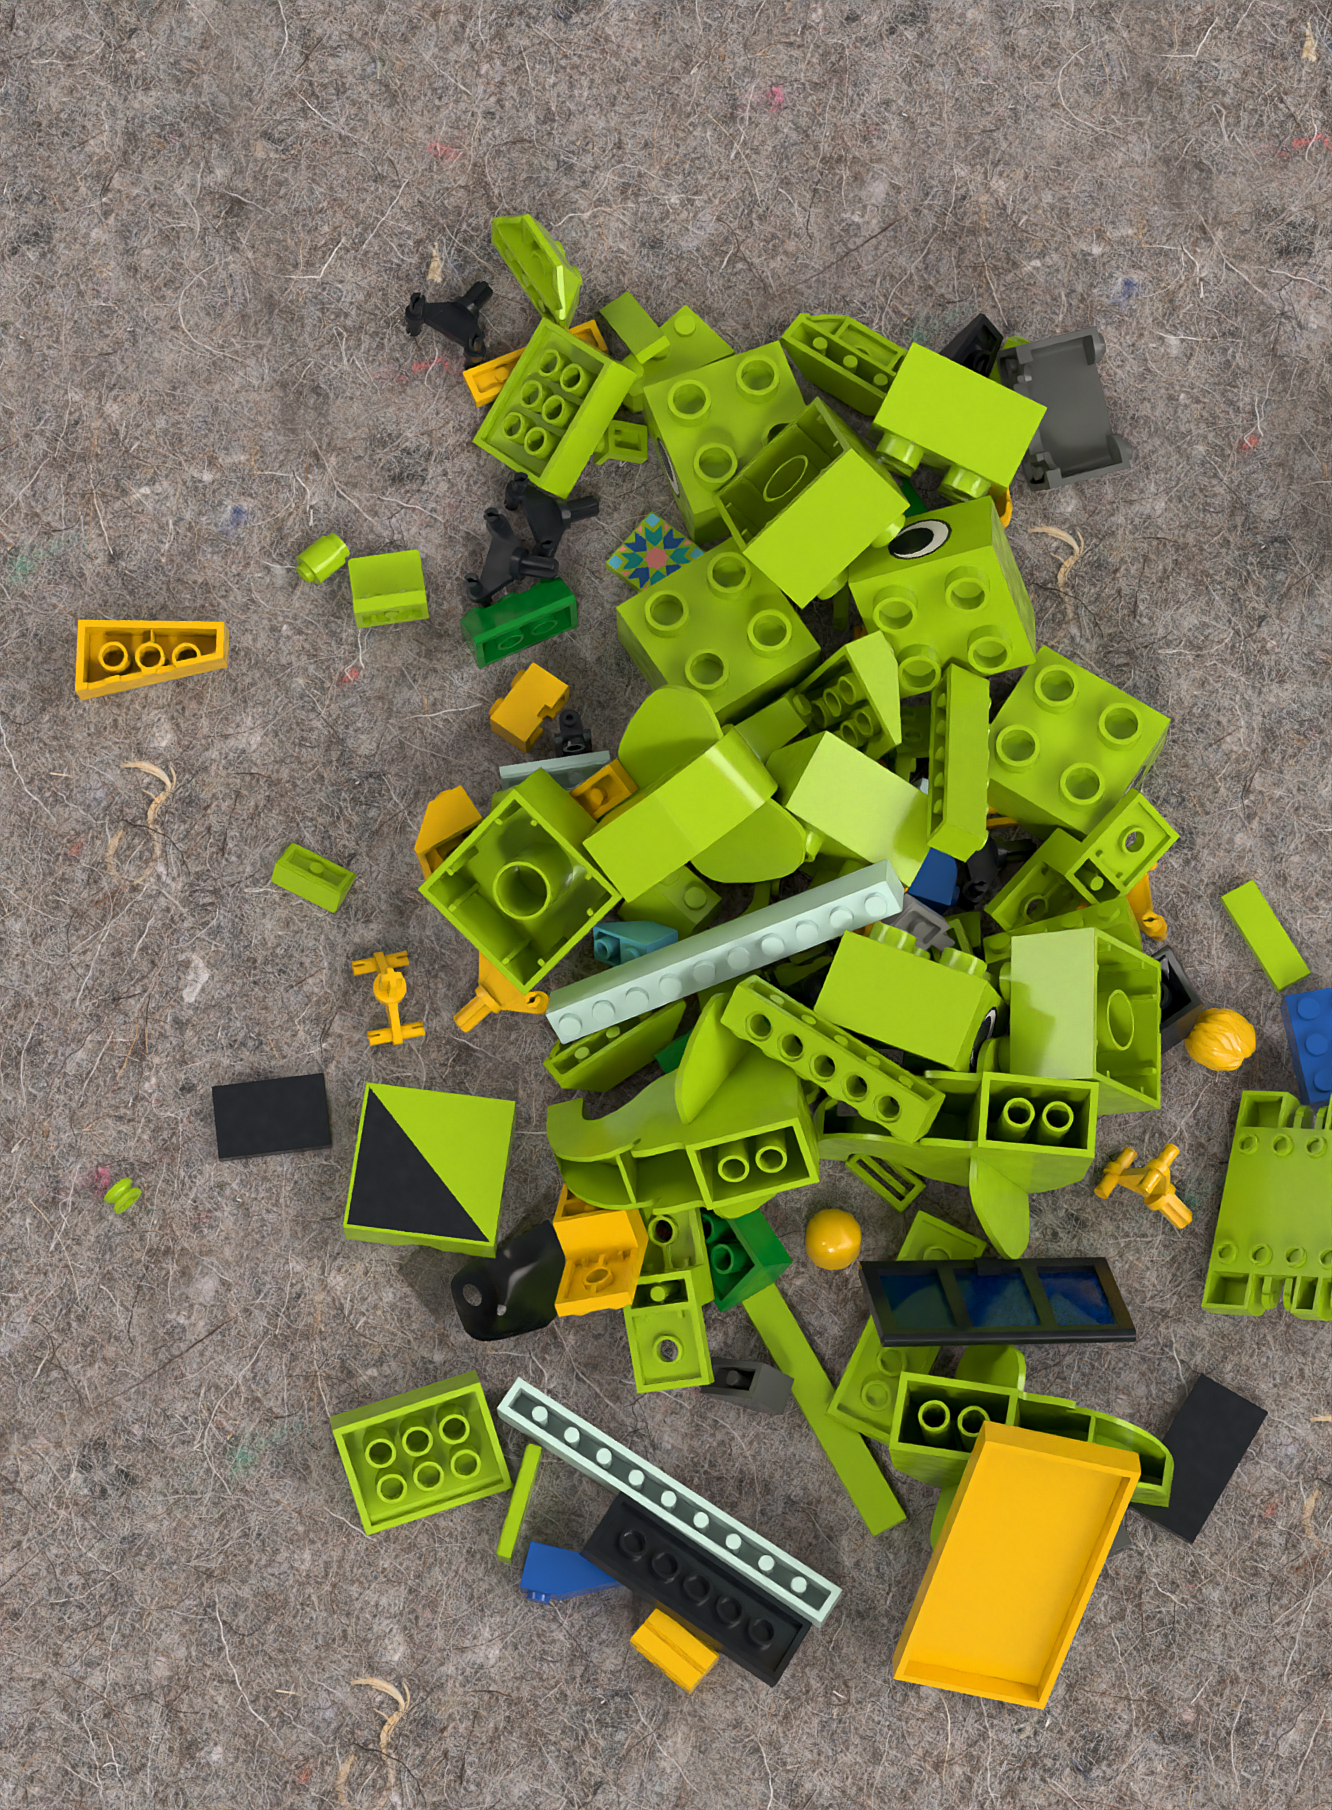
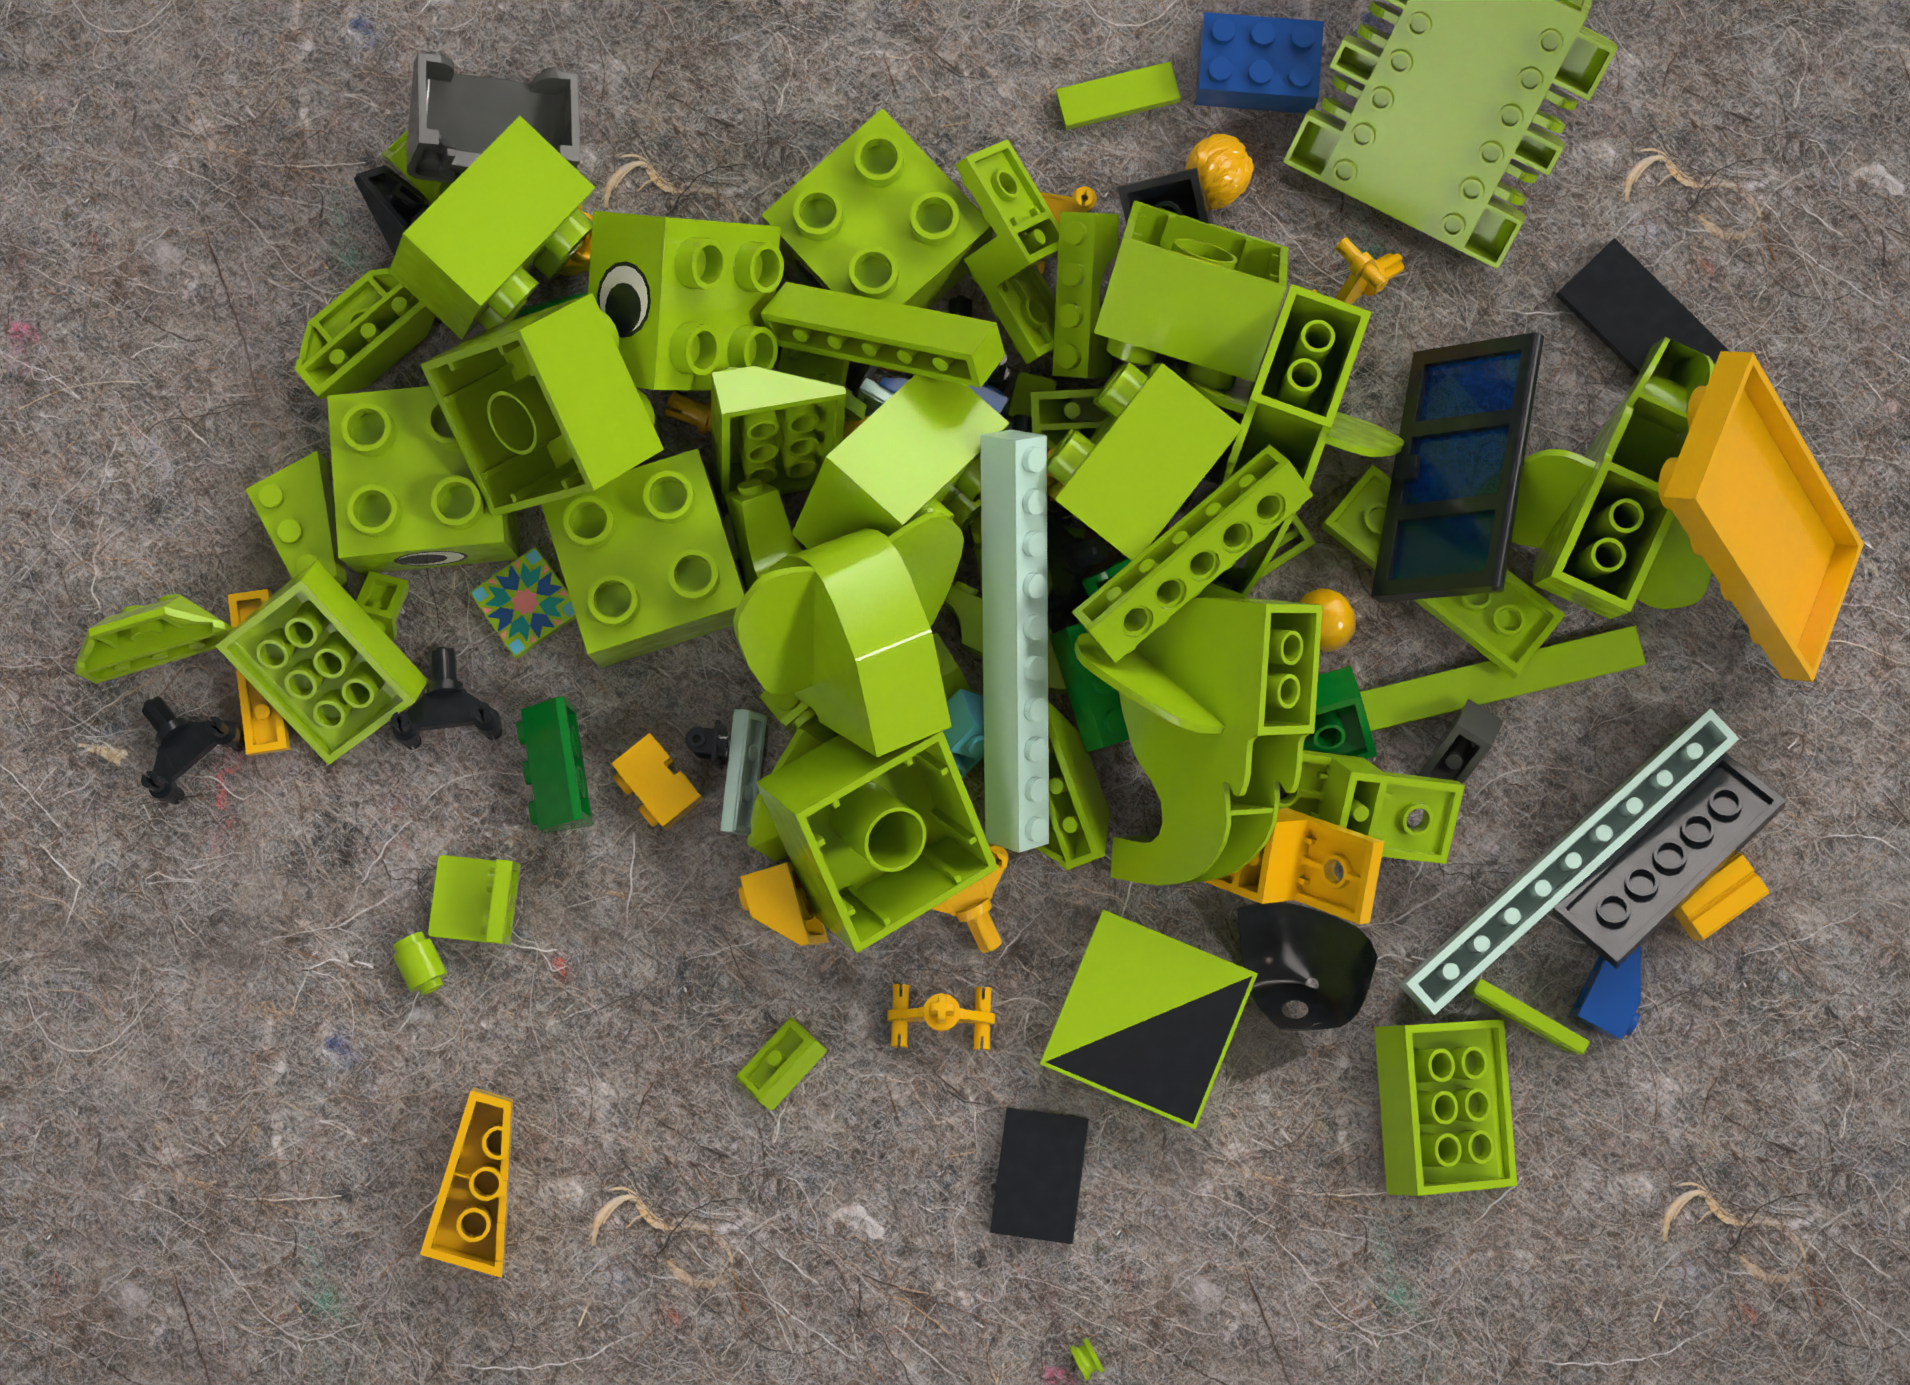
camera: 75 degrees left, 10 degrees up
(505, 562) = (486, 762): black axle -> none
(604, 789) = (800, 721): yellow plate -> none
(634, 327) = (254, 551): lime tile -> none
(921, 923) = (1046, 420): light grey hinge -> none

